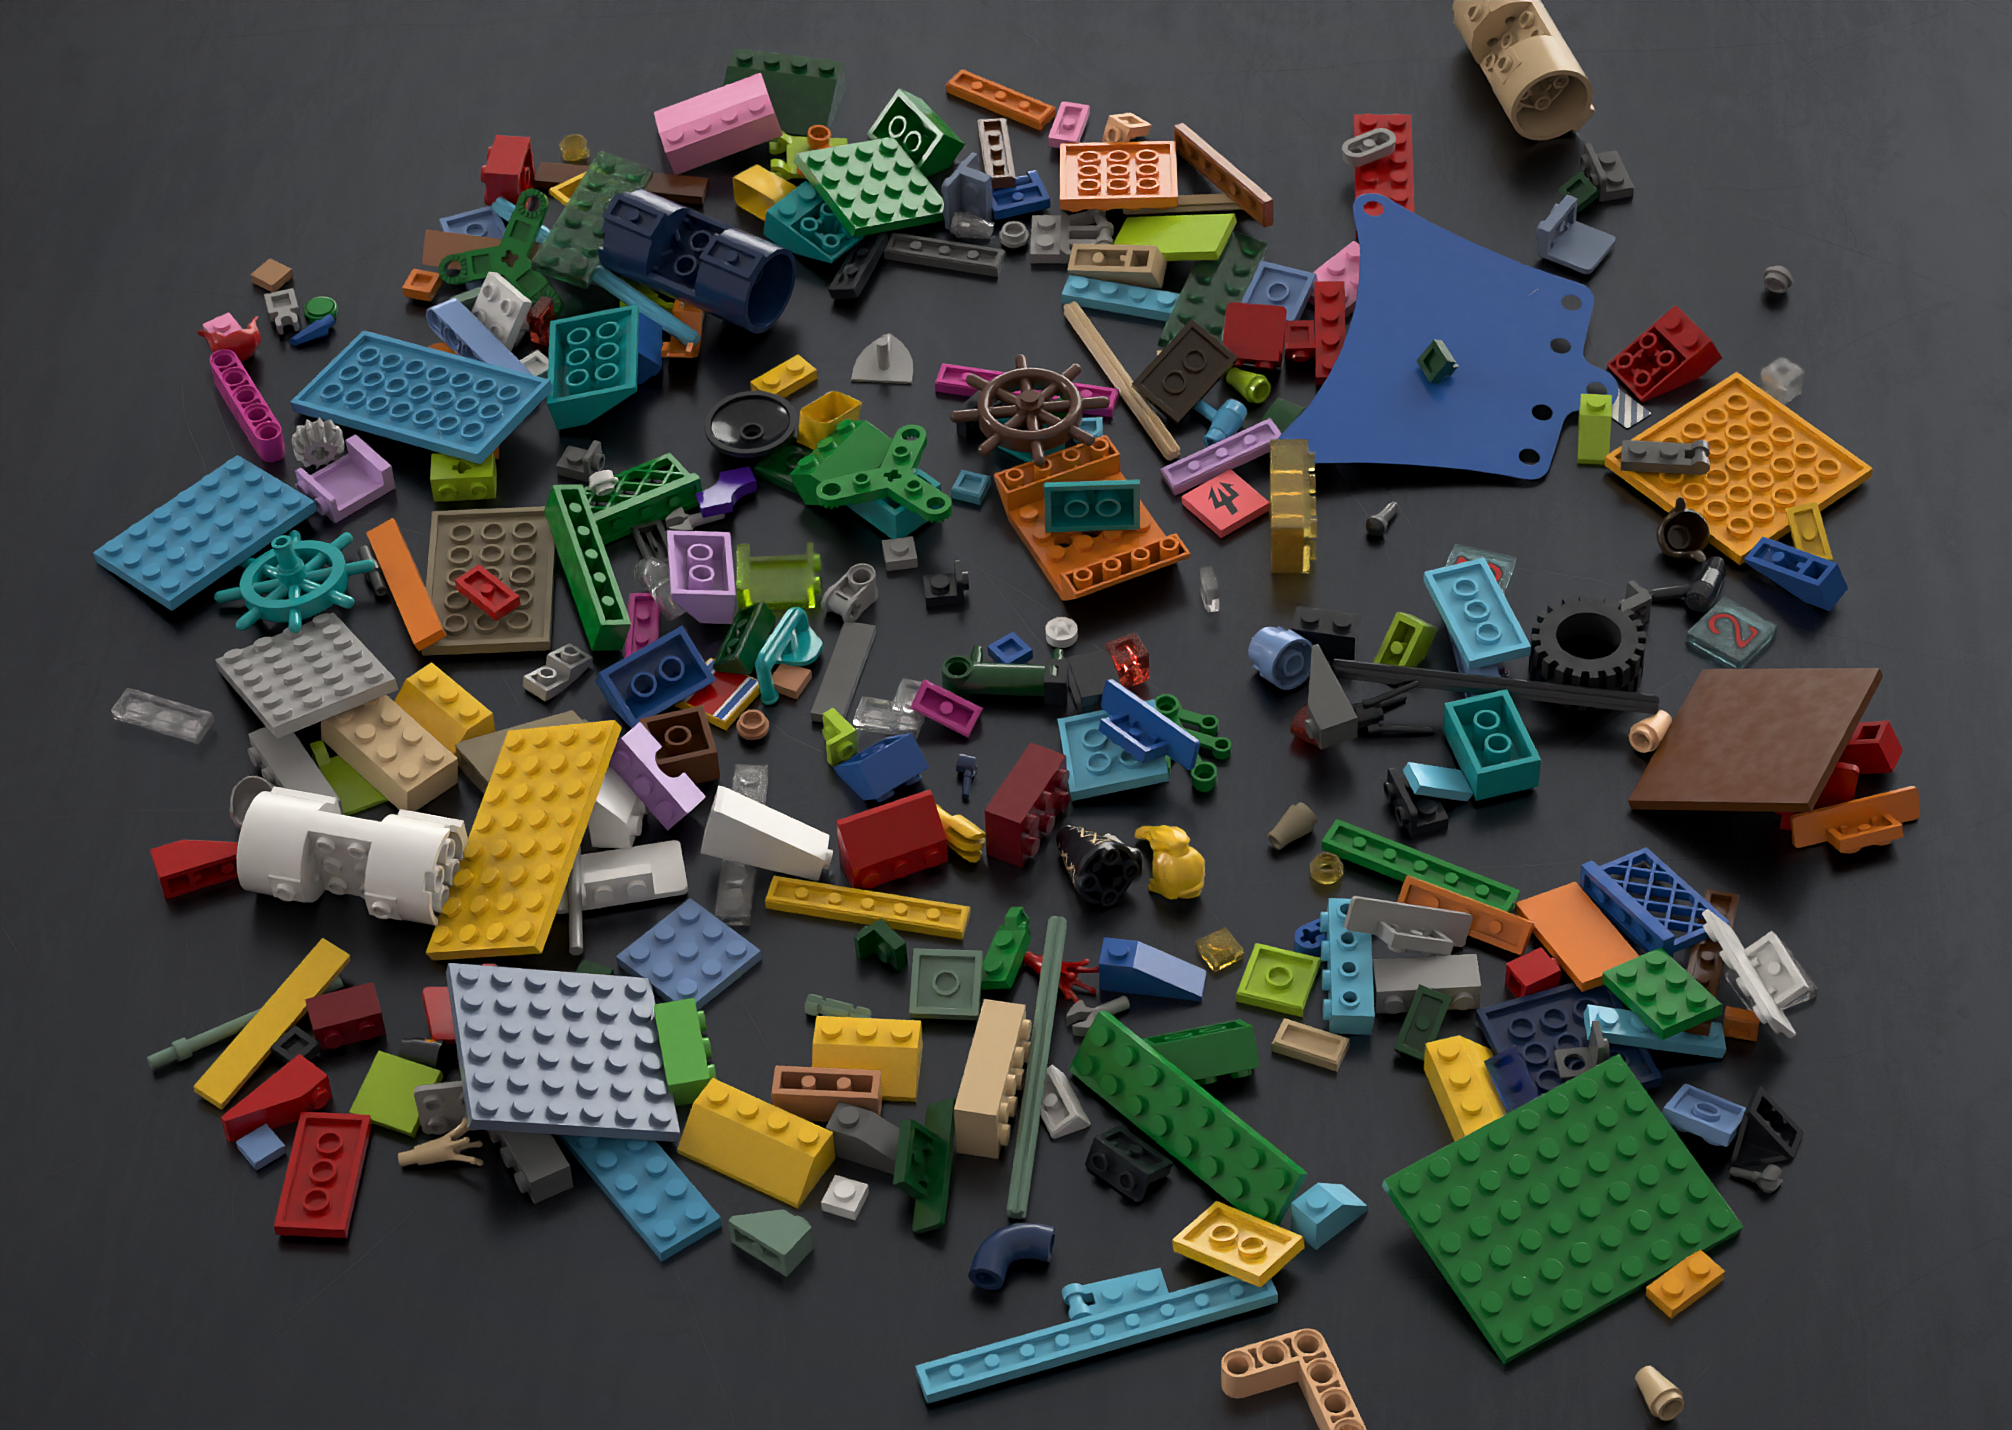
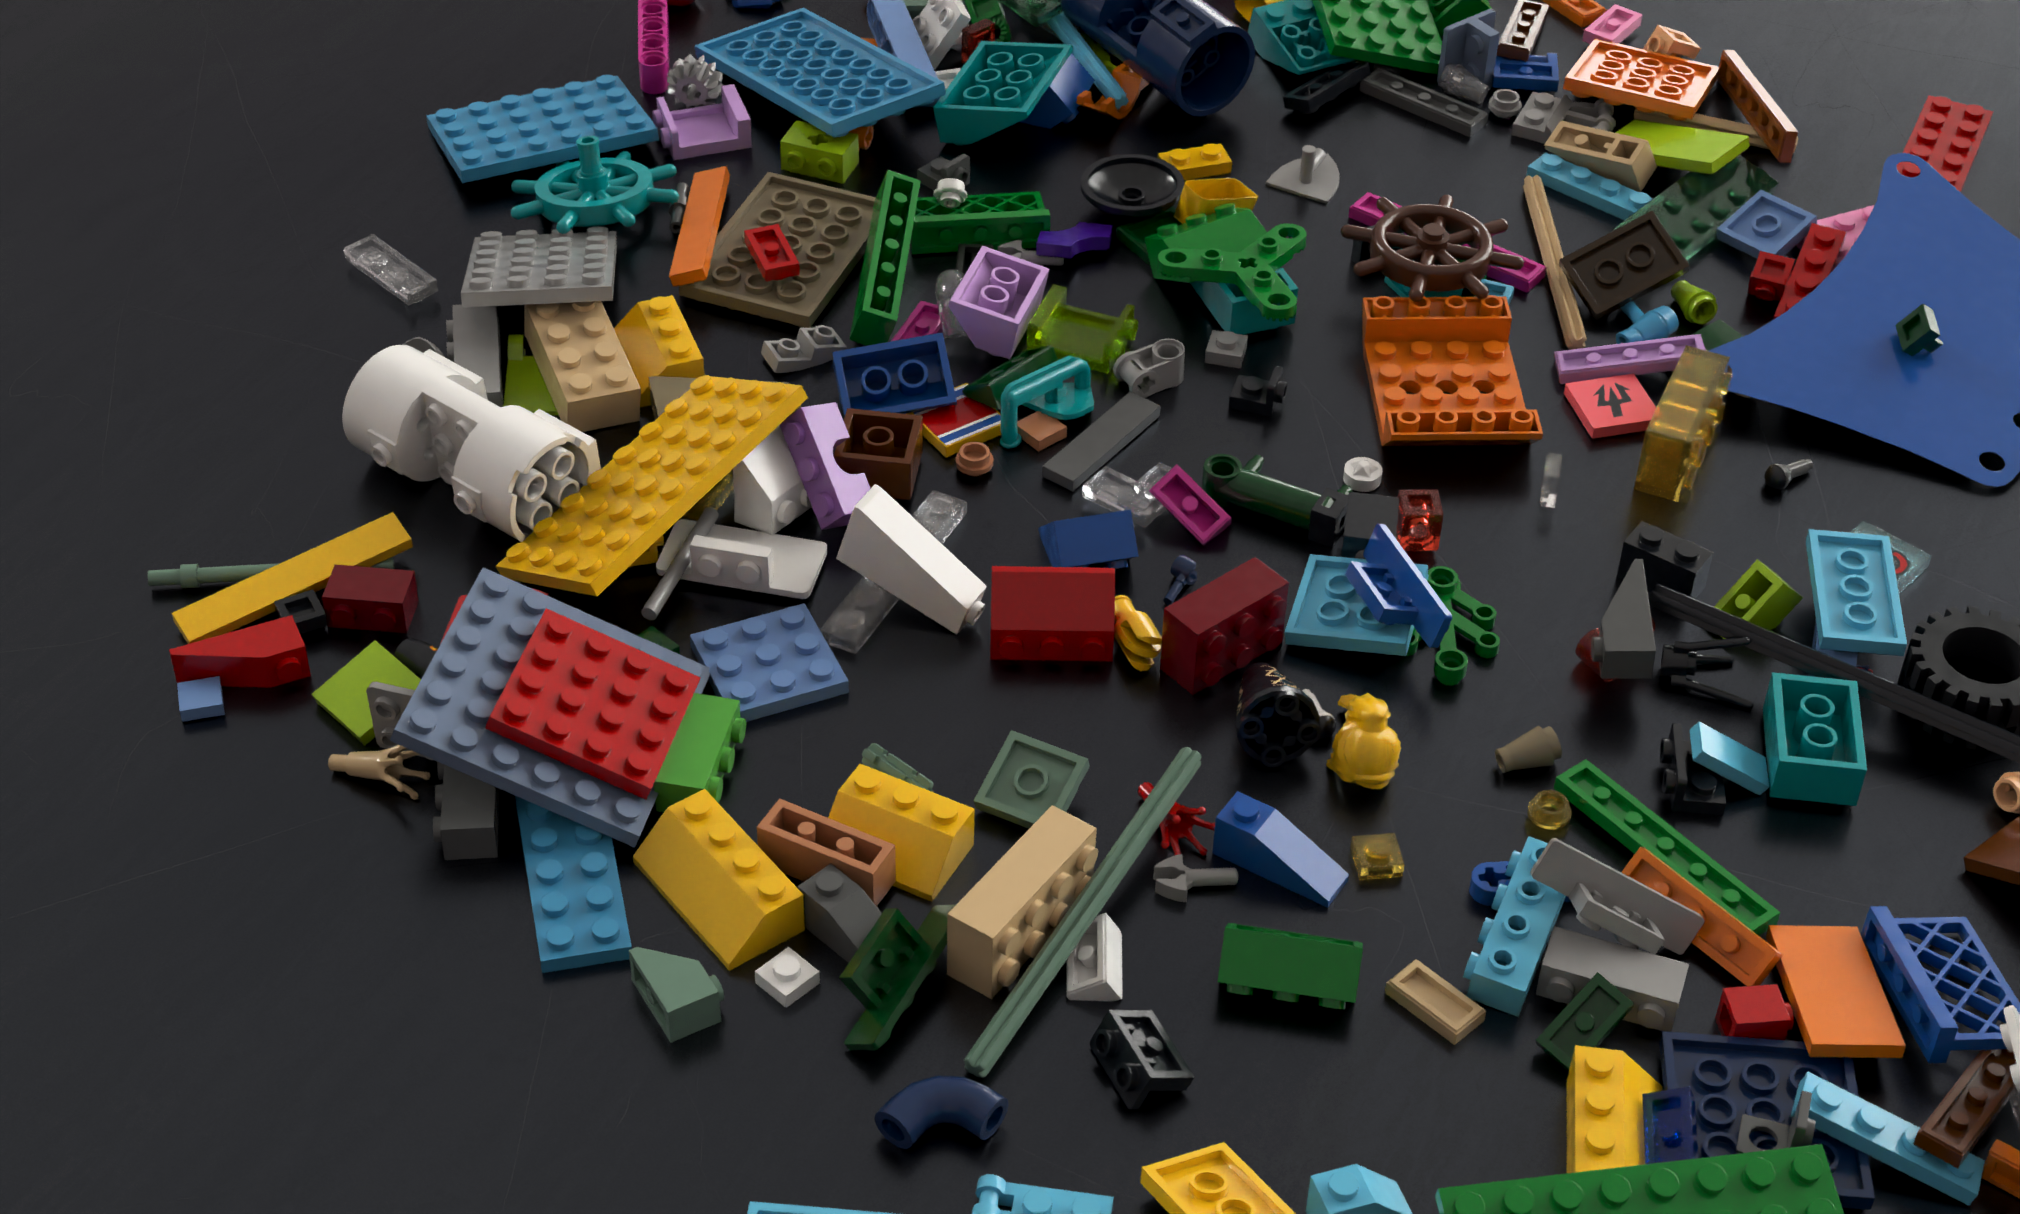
camera: 20 degrees right, 5 degrees down
(193, 865) = (310, 407): red slope -> none
(323, 1175) = (239, 748): red plate -> none
(594, 1041) = (594, 703): none -> red plate
(839, 737) = (1058, 499): lime bracket -> none
(867, 907) = (996, 679): yellow tile -> none
(883, 941) = (985, 714): dark green bracket -> none
(970, 487) = (1337, 311): medium azure tile -> none
(1006, 951) = (1122, 773): green hinge -> none
(1010, 650) = (1295, 471): blue plate -> none
(1092, 505) = (1454, 353): teal slope -> none
(1186, 1120) = (1234, 1037): green plate -> none
(1255, 334) = (1722, 255): red bracket -> none
(1278, 980) = (1431, 914): lime tile -> none
(1281, 656) = (1596, 567): medium blue piece -> none
(1368, 147) = (1930, 122): light grey plate -> none
(1661, 993) = (1913, 1092): green plate -> none

